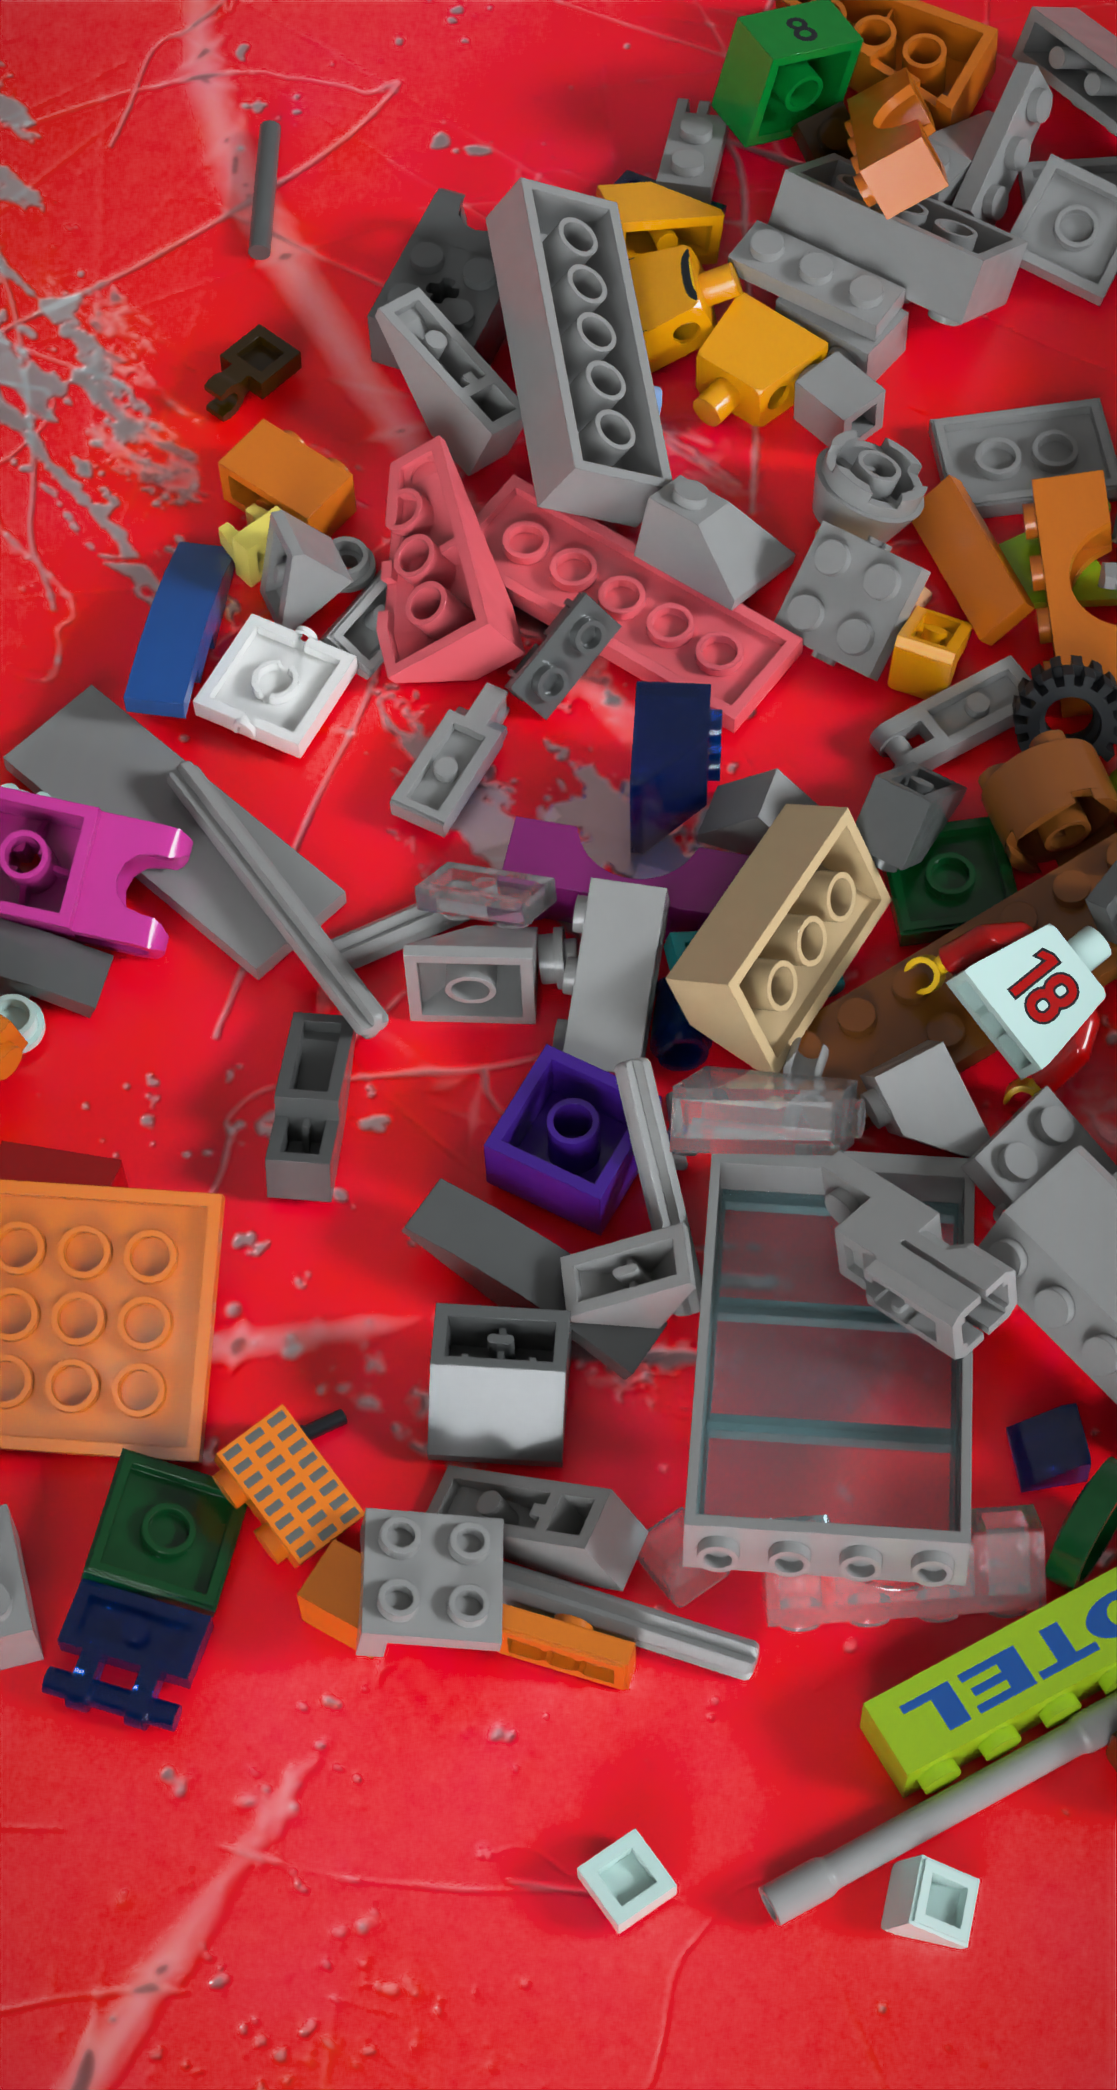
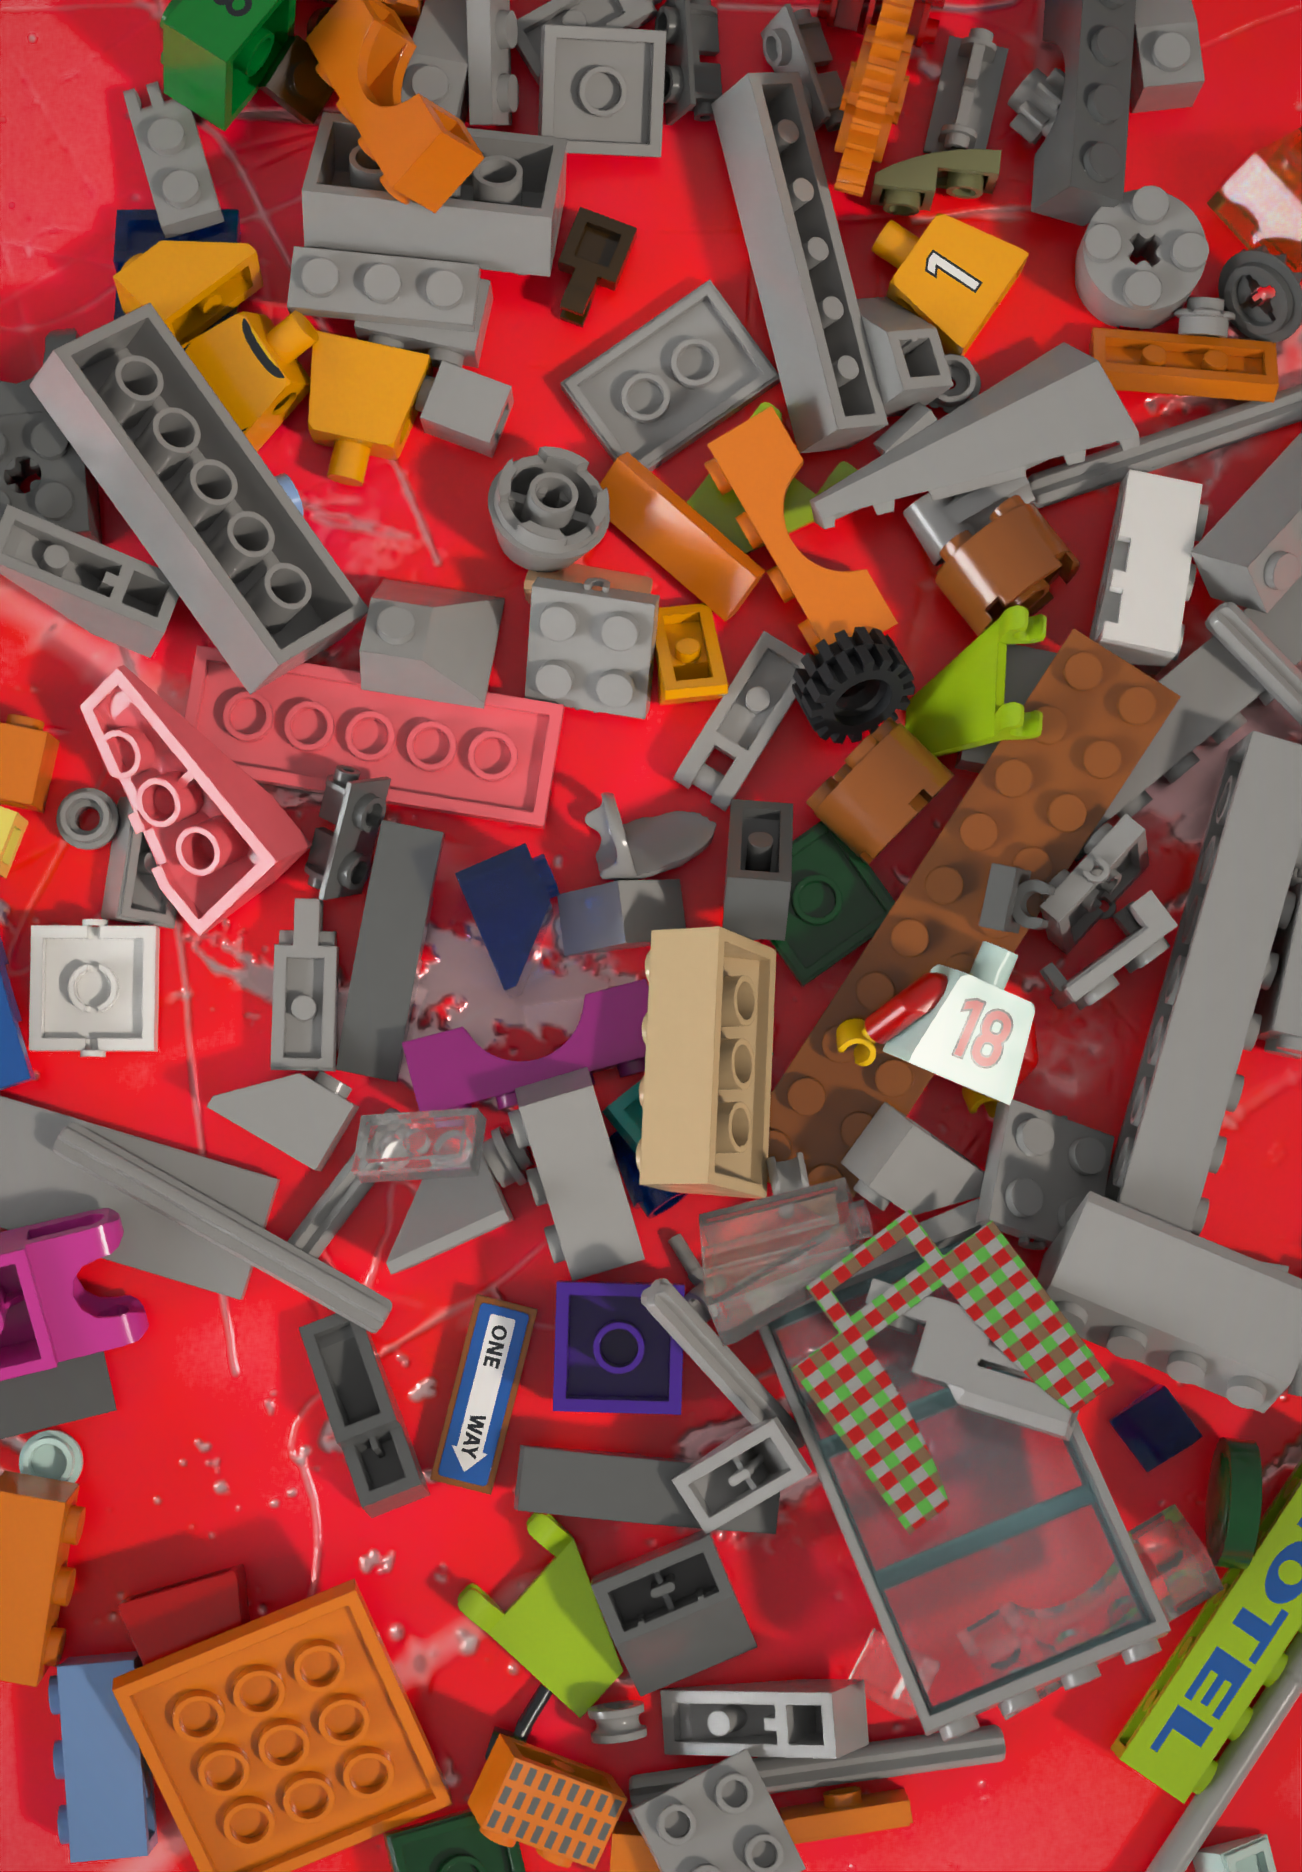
camera: 30 degrees left, 25 degrees up
(299, 570) = (57, 860): light grey slope -> none
(381, 1361) = (553, 1623): none -> lime flag
(384, 842) = (293, 1114): none -> light grey slope
(393, 1464) = (617, 1722): none -> light grey bush
(427, 1143) = (484, 1394): none -> tile
(545, 754) = (389, 950): none -> dark grey slope
(815, 779) = (648, 843): none -> light grey piece
(947, 1191) = (1002, 1301): none -> piece
(1007, 342) = (594, 257): none -> dark brown plate

